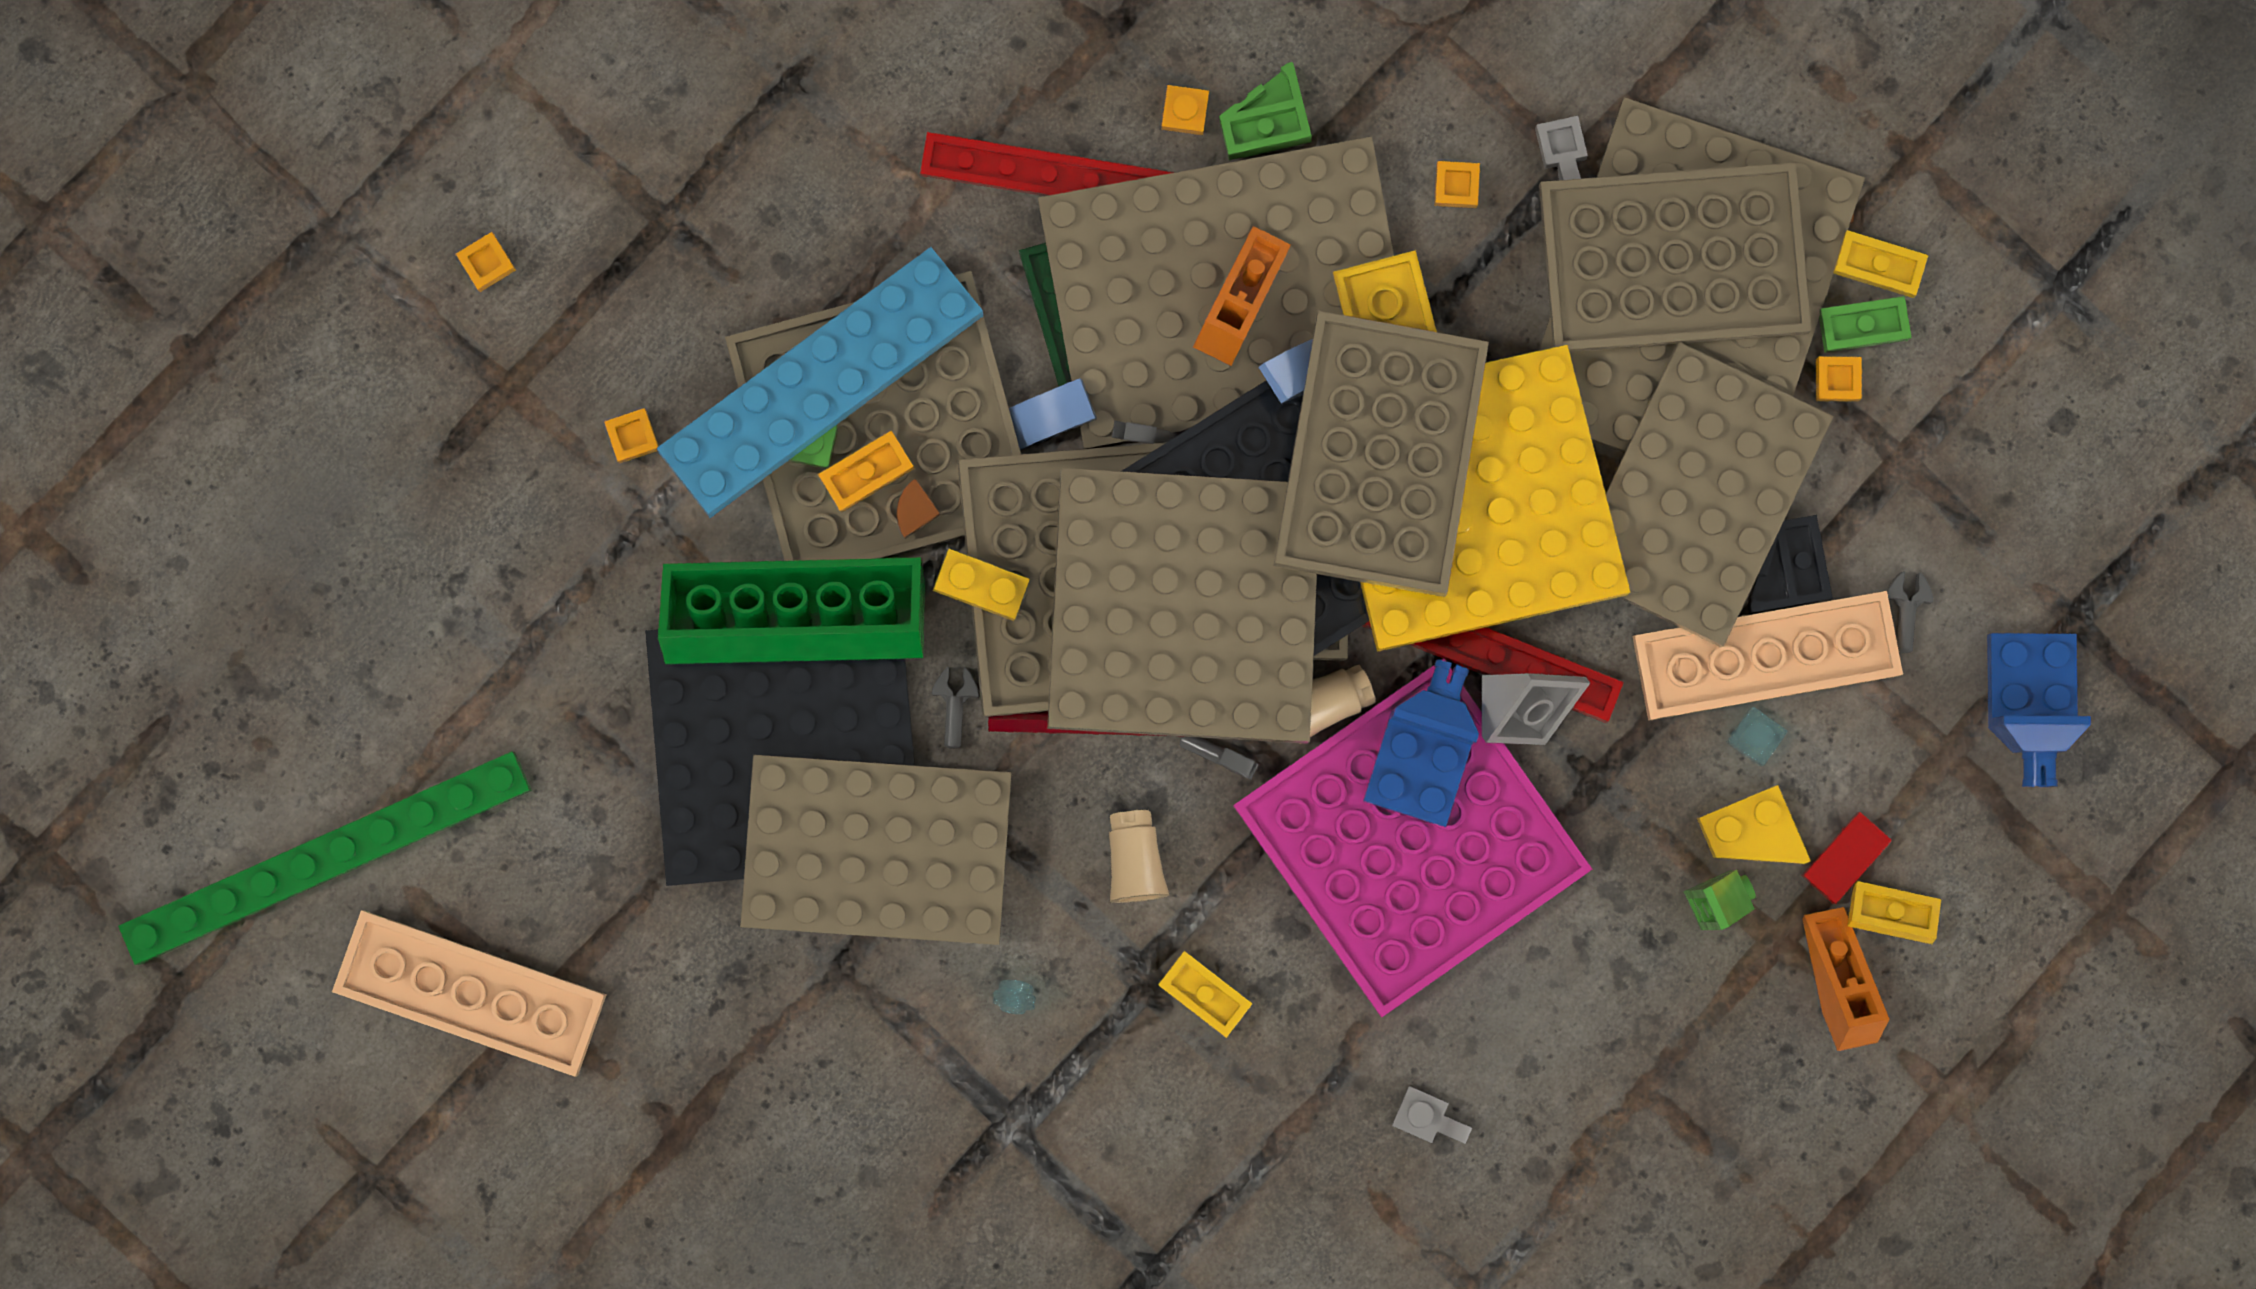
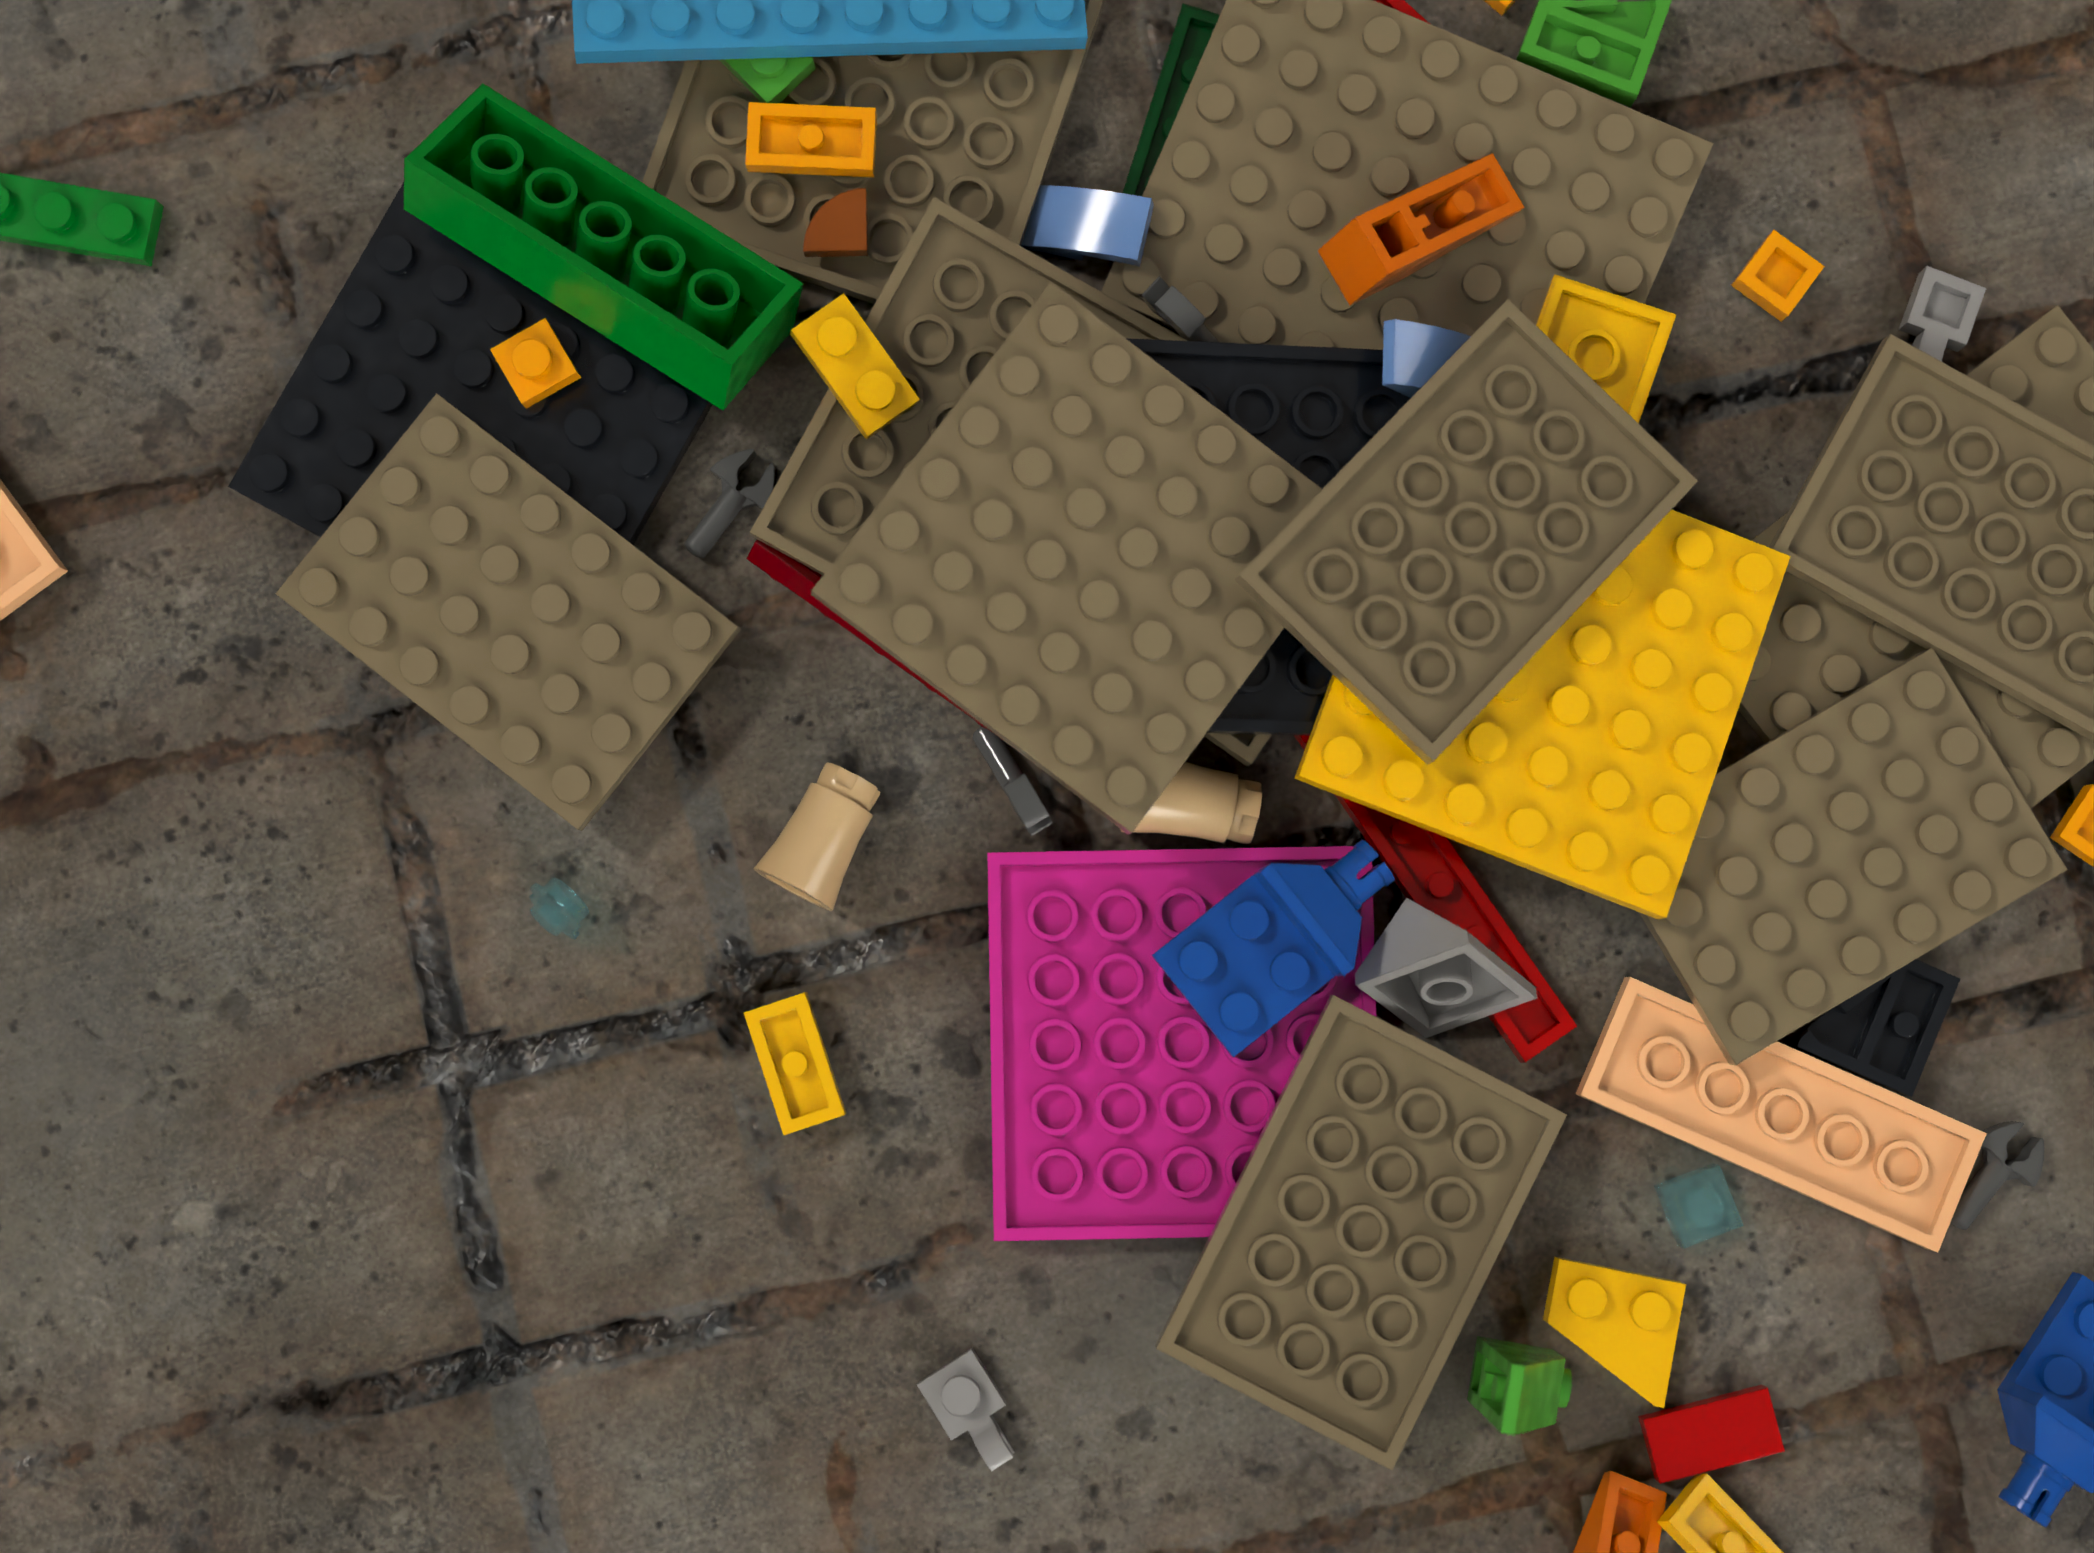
camera: 30 degrees right, 0 degrees up
(795, 700) = (535, 363): none -> light orange plate
(1579, 875) = (1360, 1232): none -> dark tan plate

